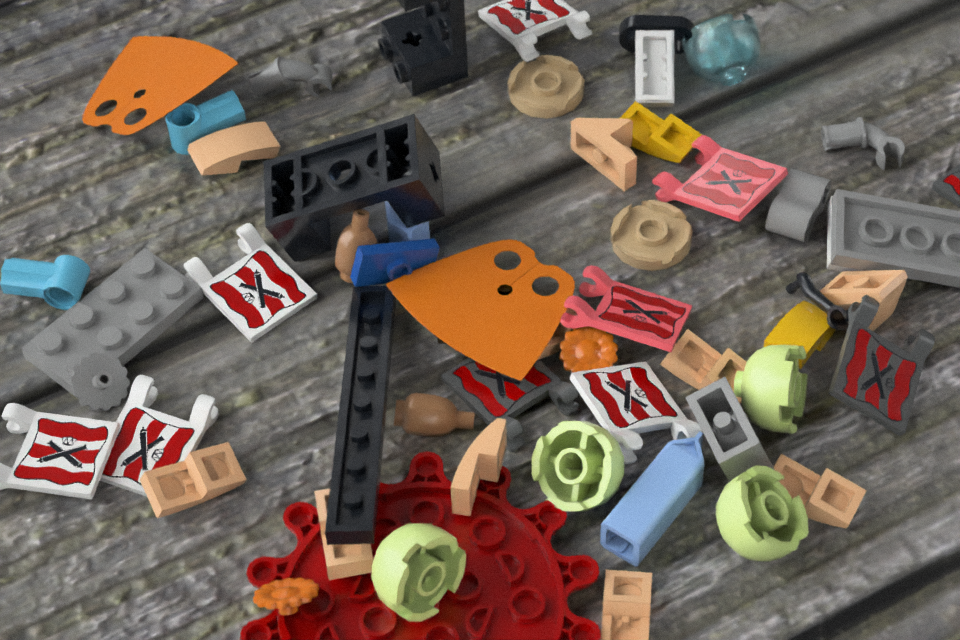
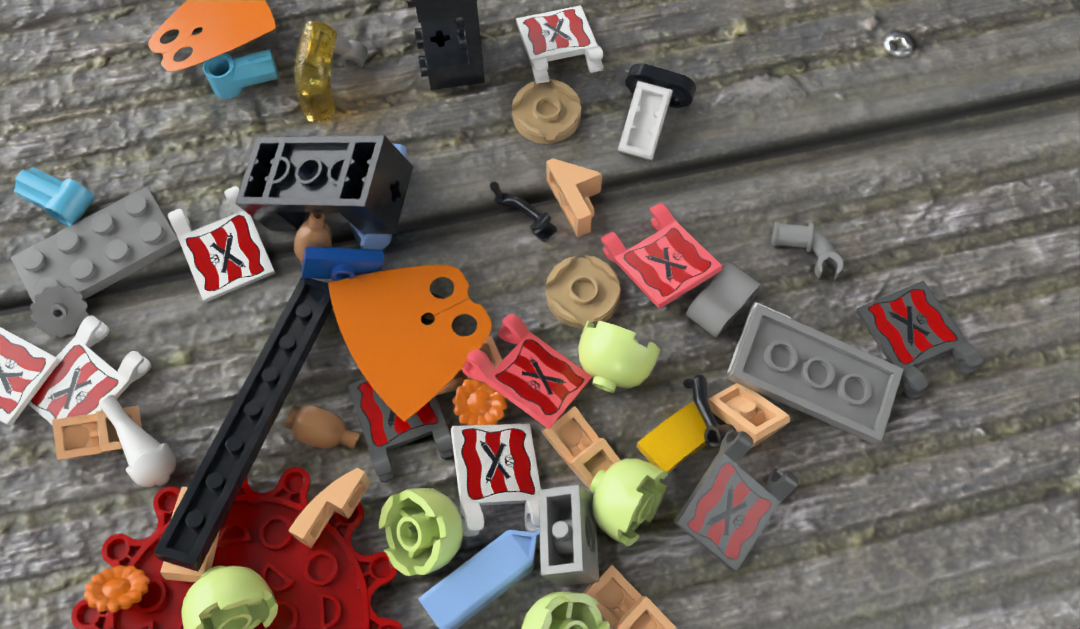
camera: 15 degrees right, 15 degrees up
(226, 148) = (258, 102): light nougat slope -> none
(261, 487) = (147, 458): none -> white piece
(292, 97) = (314, 71): none -> clear yellow cylinder
(583, 190) = (541, 227): none -> black piece
(661, 138) = (624, 189): yellow slope -> none
(712, 269) = (615, 356): none -> yellowish green cylinder
(723, 49) = (712, 120): clear light blue cylinder -> none

